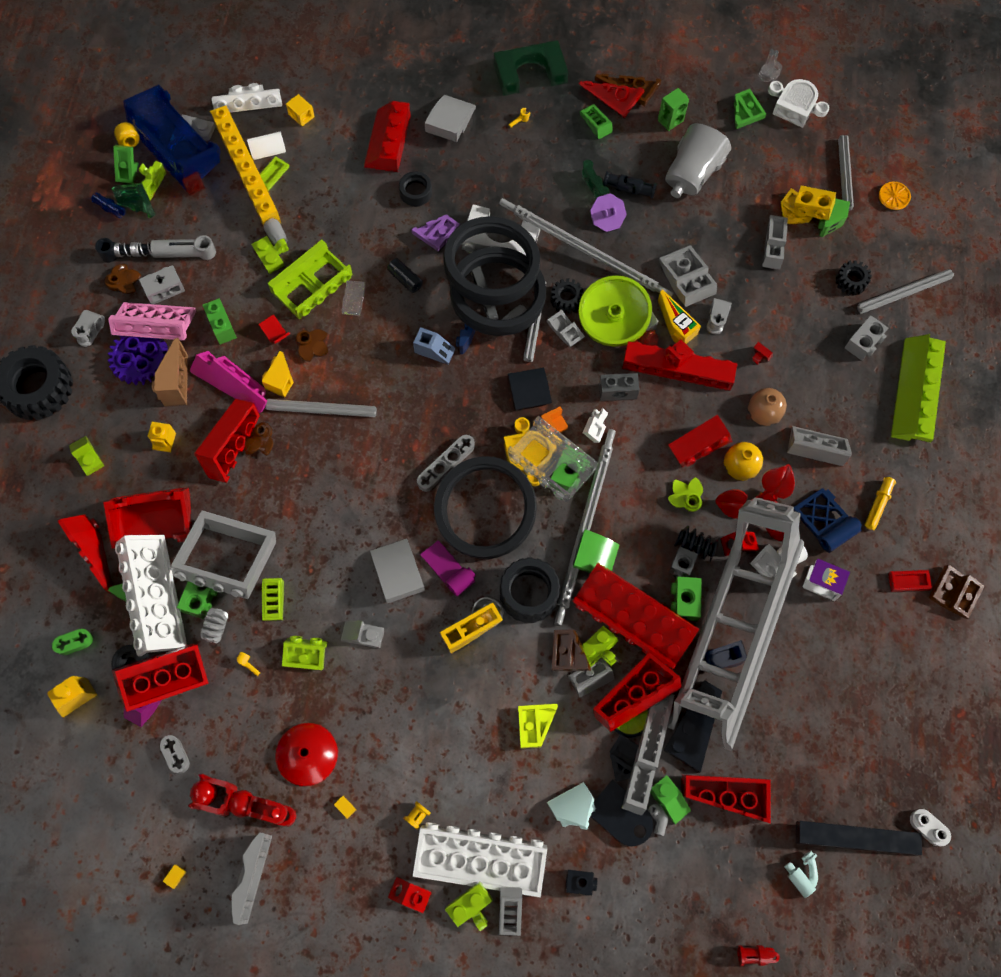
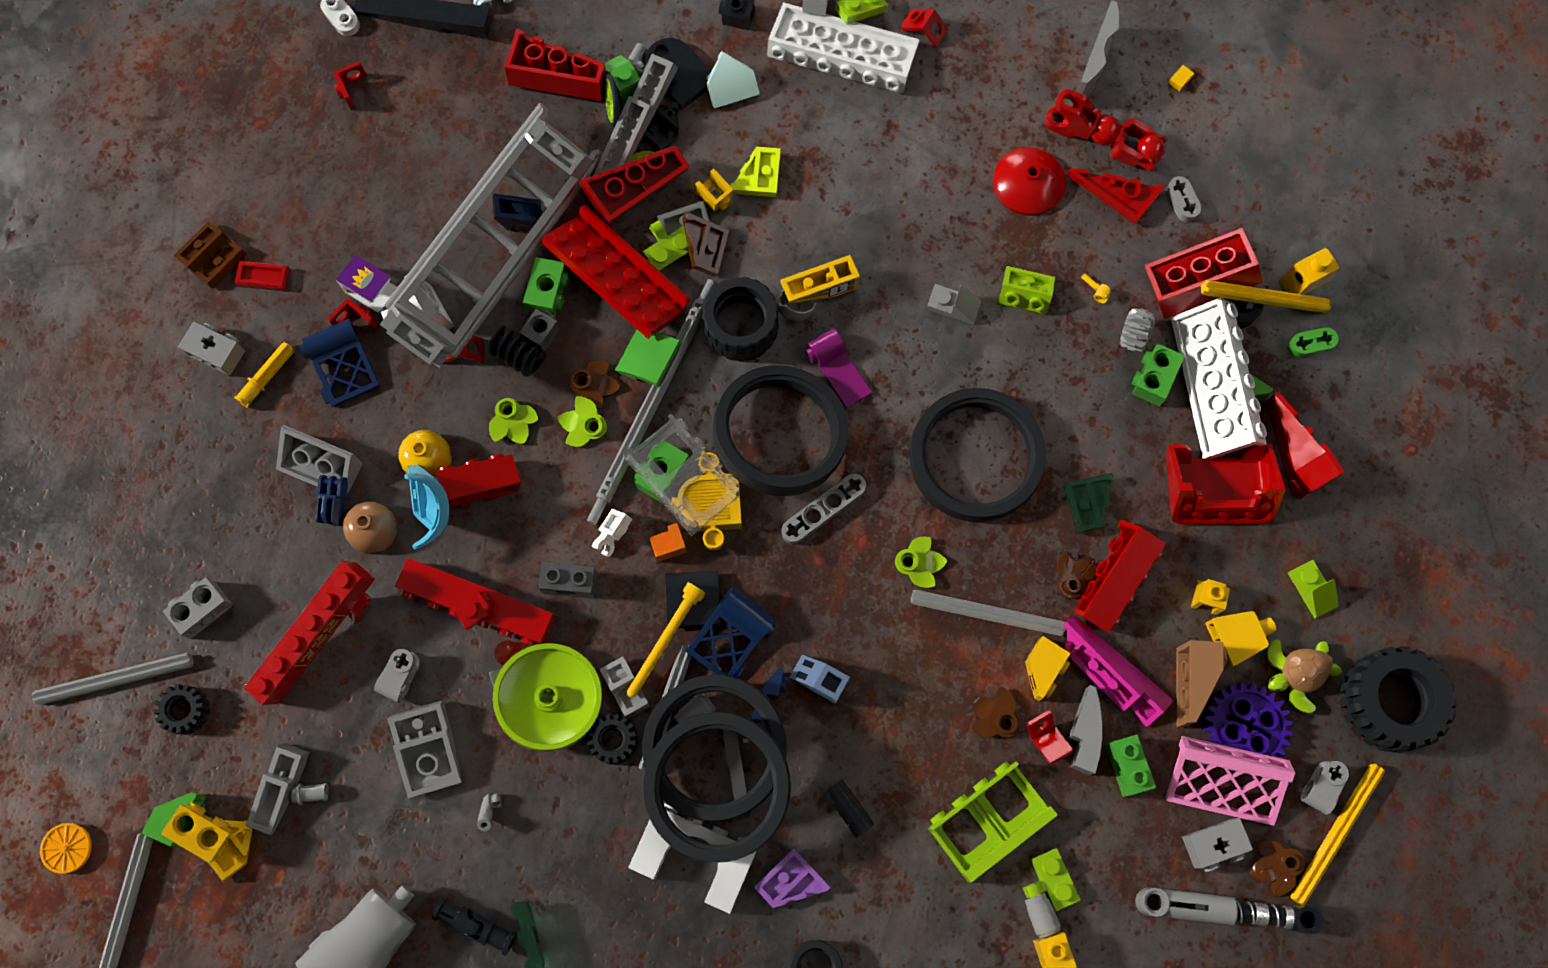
camera: 170 degrees left, 5 degrees up
(80, 303) = (1337, 834): none -> yellow axle
(98, 395) = (1302, 671): none -> animal
(110, 662) = (1265, 296): none -> yellow axle
(140, 412) = (1241, 635): none -> yellow torso
(225, 749) = (1123, 195): none -> red wing
(231, 528) = (1132, 368): light grey window -> none
(249, 337) = (1087, 732): none -> light grey slope
(250, 493) = (1088, 501): none -> clear green wing
(265, 599) = (1059, 377): lime slope -> none
(322, 475) = (985, 399): none -> black tyre
(345, 807) = (988, 120): yellow piece -> none
(353, 298) = (929, 783): clear slope -> none
(369, 435) = (924, 562): none -> lime plate
(397, 571) = (904, 371): light grey slope -> none
(415, 822) = (908, 97): yellow bush -> none
(493, 377) = (746, 618): none -> dark blue piece
(529, 217) = (572, 812): light grey axle -> none
(530, 385) = (691, 596): none -> yellow piece
(569, 700) = (715, 191): none -> yellow window
(608, 212) = (520, 875): medium lavender piece -> none
(629, 530) = (598, 382): none -> reddish brown plate
(636, 500) = (579, 422): none -> lime plate
(638, 245) = (486, 811): none -> light grey arm
(672, 767) = (611, 100): none -> wheel
(677, 320) = (460, 672): yellow slope -> none
(693, 733) = (584, 130): black wing -> none
(730, 415) = (428, 503): none -> medium azure piece
(752, 242) = (309, 793): none -> light grey pin
(777, 484) = (390, 378): red plant -> none
(784, 325) = (309, 633): none -> red brick
(800, 418) = (330, 499): none -> dark blue arm
(818, 554) = (350, 308): none -> red bracket
(903, 751) = (343, 80): none -> red bracket
(918, 388) = (153, 524): lime slope -> none
(926, 515) = (198, 345): none -> light grey brick

